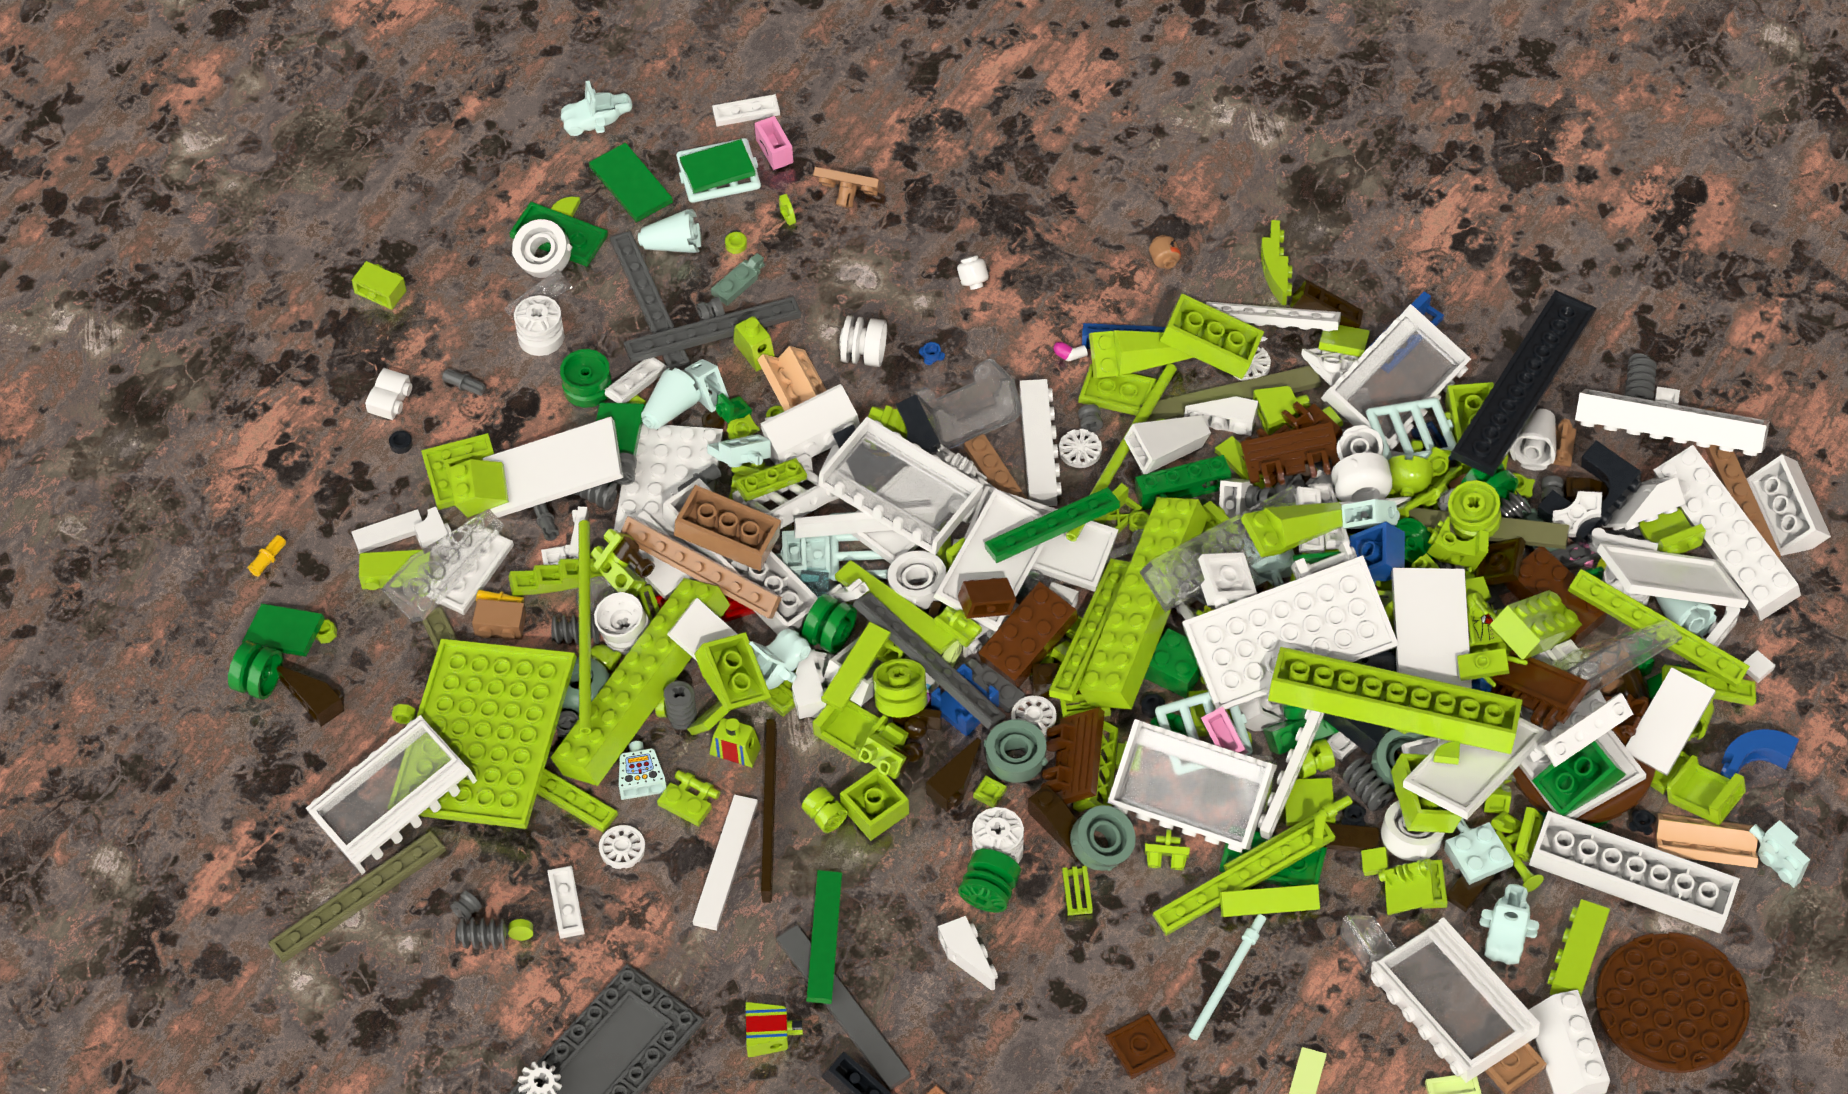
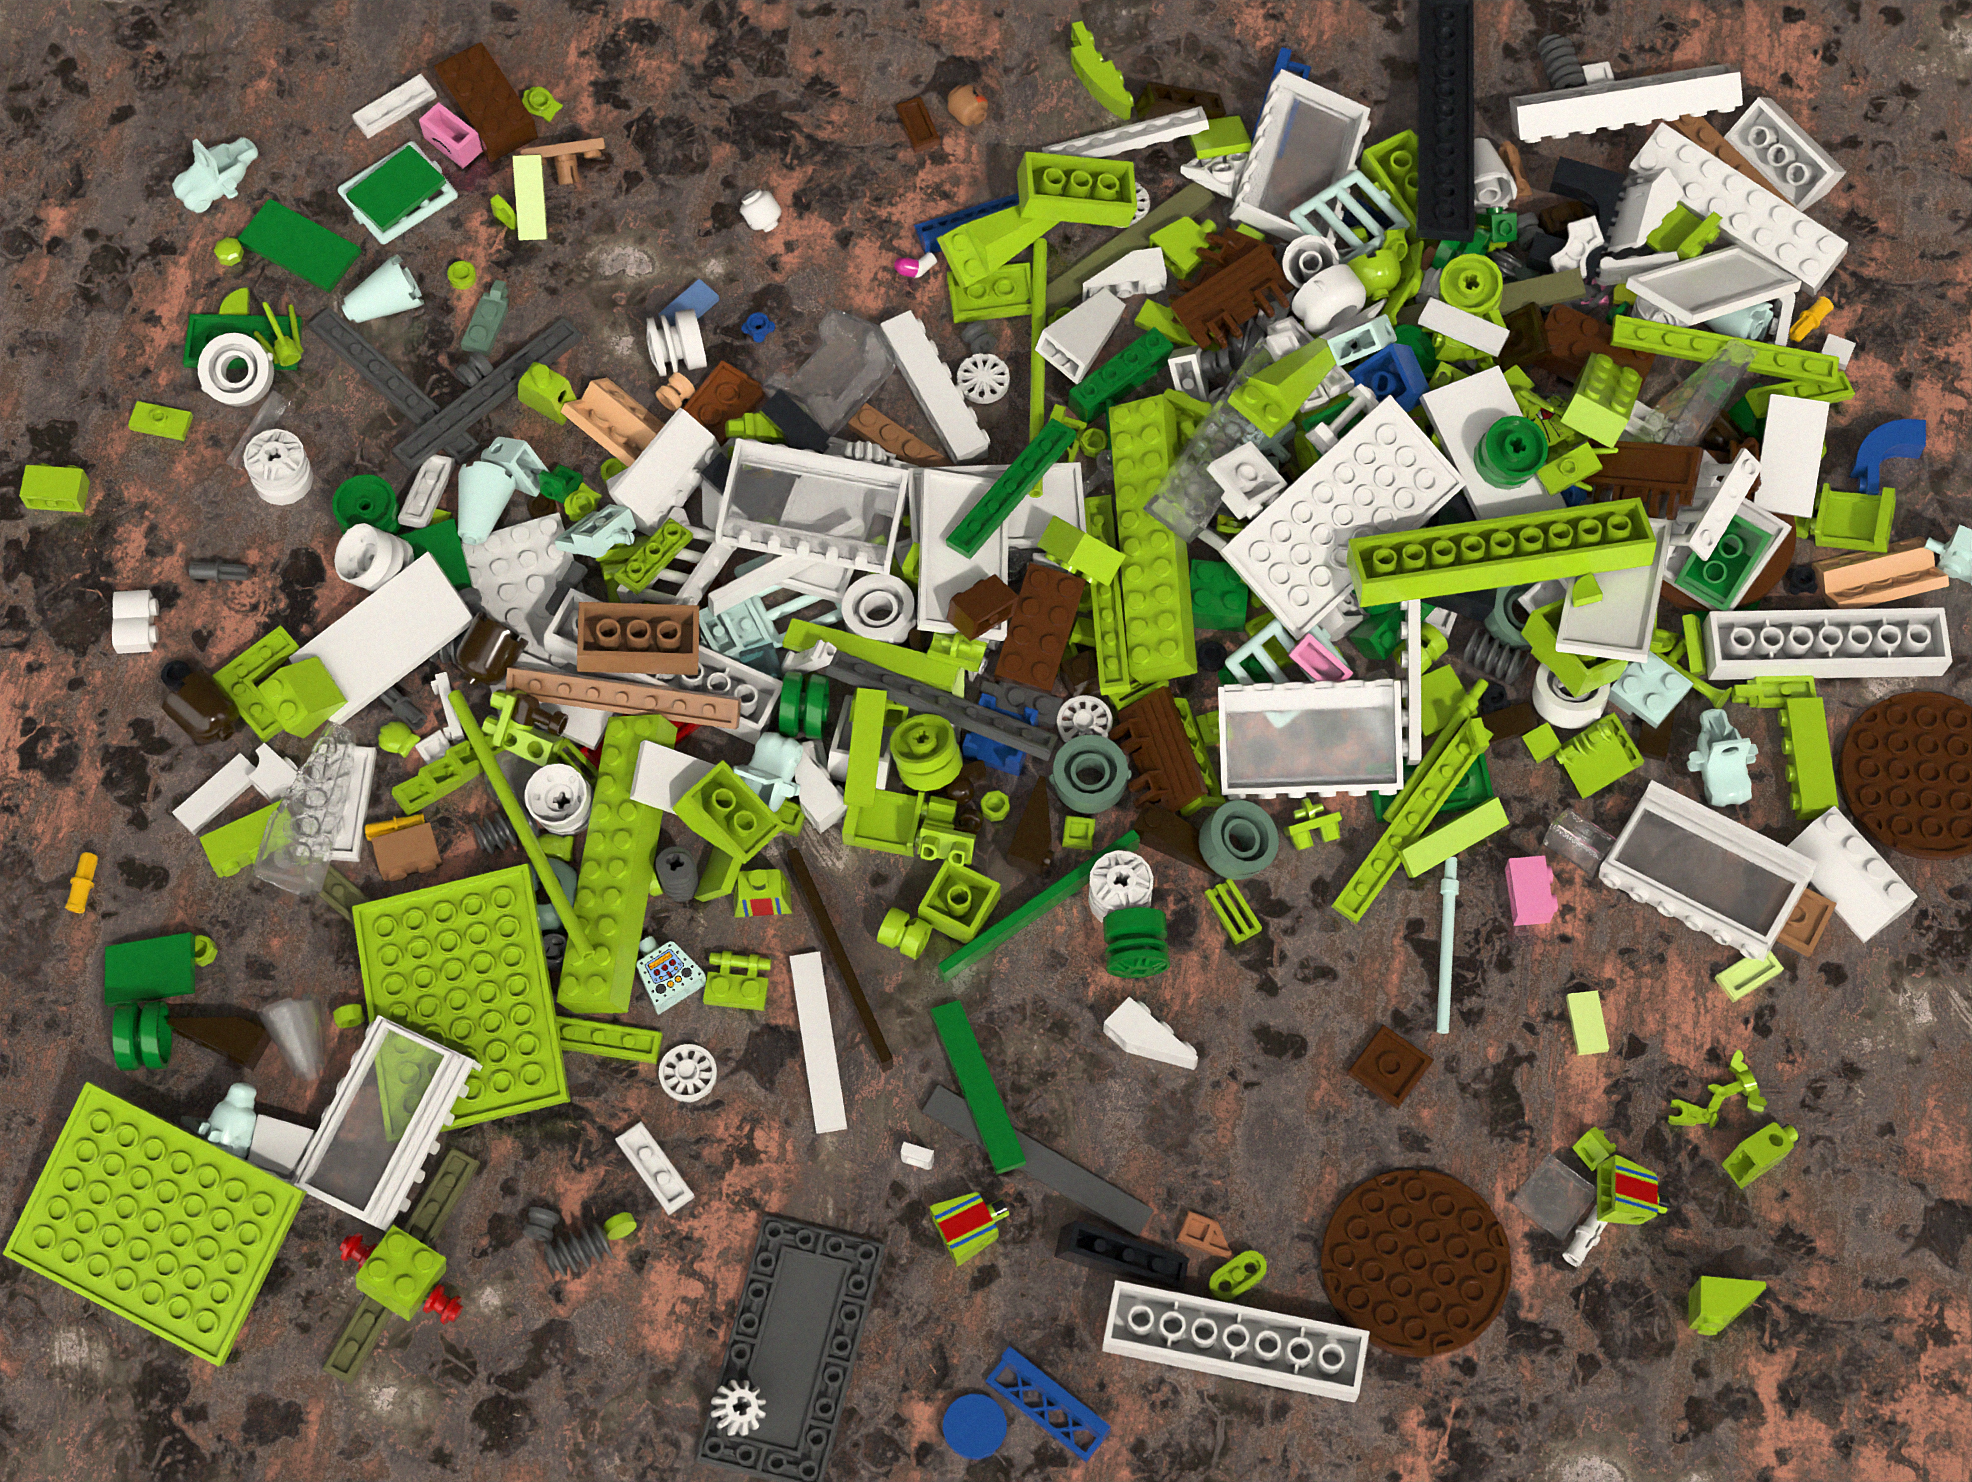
camera: 25 degrees left, 10 degrees up
(201, 796) = (154, 1223): none -> lime plate
(279, 758) = (231, 1121): none -> light aqua piece
(307, 783) = (278, 1146): none -> white torso
(352, 899) = (401, 1274): none -> lime brick
(362, 710) = (297, 1034): none -> clear cone
(405, 467) = (202, 709): none -> dark brown cylinder
(474, 266) = (160, 421): none -> lime plate
(531, 540) = (397, 738): none -> lime animal
(571, 407) = (371, 556): none -> white wheel
(579, 169) = (228, 251): none -> lime tile
(584, 248) = (285, 350): none -> lime plant
(620, 499) = (488, 651): none -> dark brown cylinder
(756, 967) = (917, 1156): none -> white tile
(808, 204) = (530, 197): none -> yellowish green tile
(811, 128) = (486, 101): none -> reddish brown brick
(848, 375) = (675, 392): none -> light nougat wheel
(851, 144) = (541, 103): none -> lime animal
(878, 392) = (724, 397): none -> dark orange tile
(896, 318) = (696, 296): none -> medium blue tile
(918, 832) = (1029, 911): none -> green tile
(936, 748) = (995, 805): none -> lime tile
(1082, 589) = (1080, 552): none -> lime brick
(1122, 253) = (917, 124): none -> reddish brown tile
(1309, 962) = (1530, 890): none -> bright pink brick
(1440, 633) = (1510, 452): none -> green wheel
(1453, 533) = (1463, 327): none -> white tile
(1531, 477) = (1501, 223): none -> green bracket
(1573, 890) = (1773, 690): none -> lime hinge
(1747, 634) = (1810, 319): none -> yellow axle

